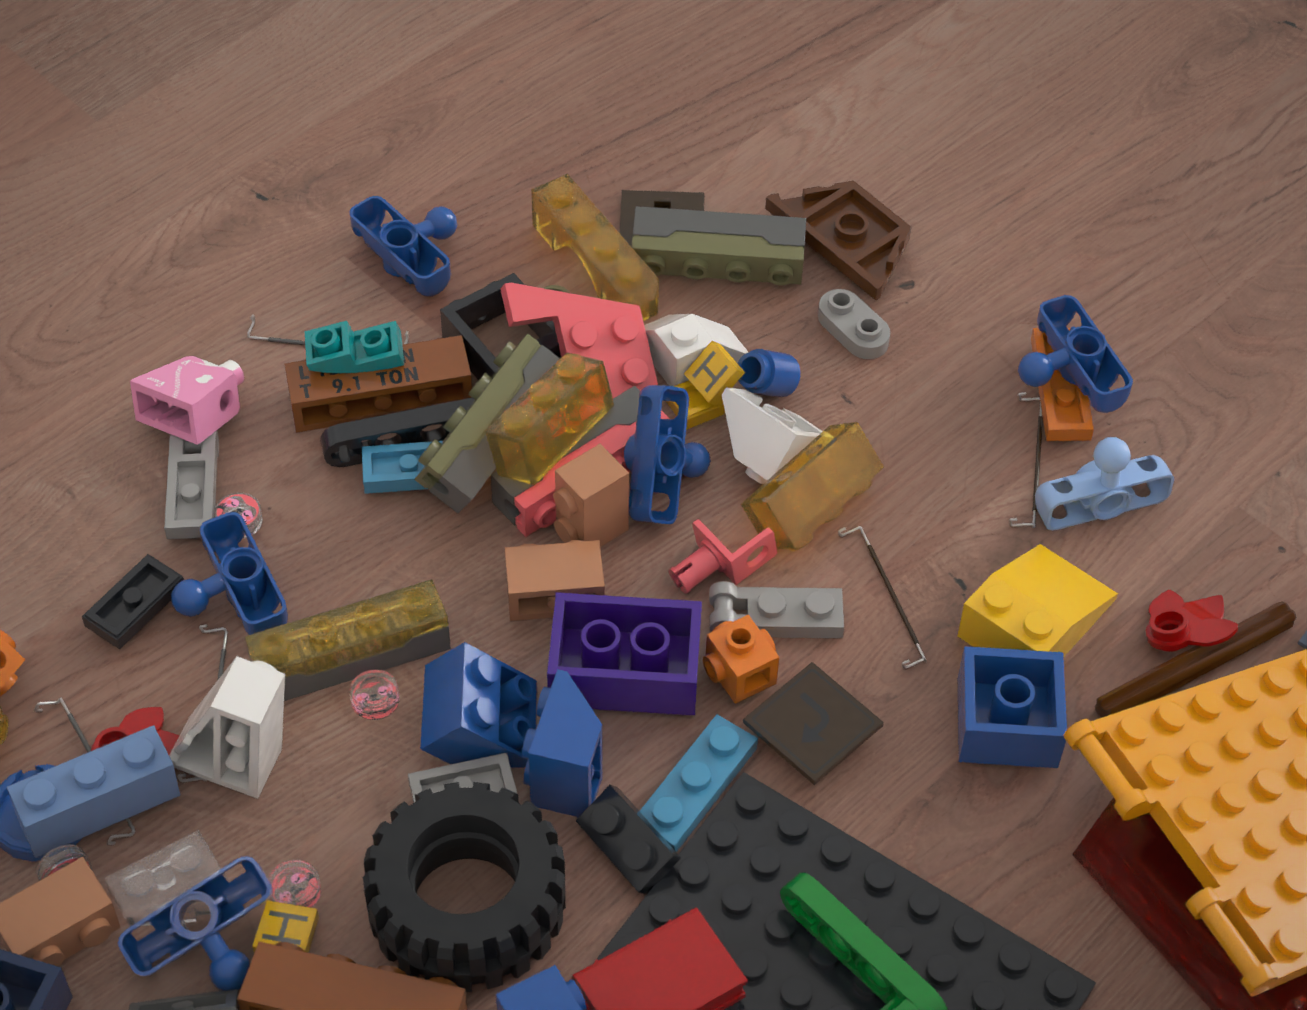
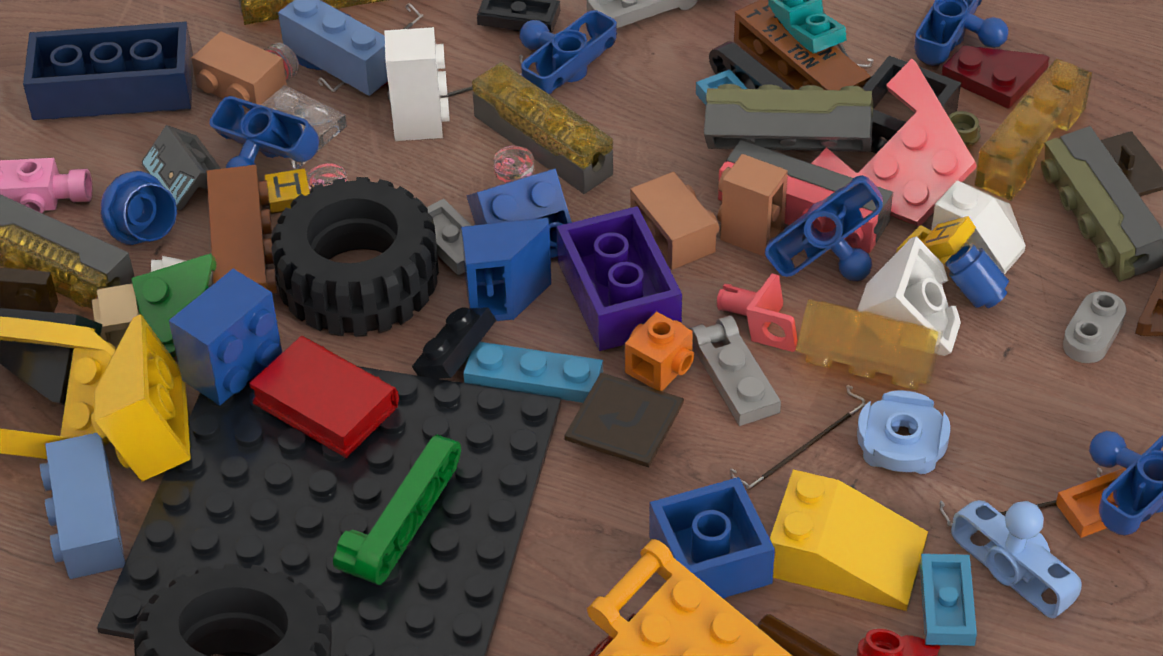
camera: 70 degrees right, 5 degrees down
(245, 505) = (632, 37): tile -> none
(487, 249) = (995, 73): none -> dark red wing
(550, 418) = (805, 139): clear yellow brick -> none
(915, 532) = (897, 452): none -> light blue plate
(1129, 559) = (947, 599): none -> dark azure plate

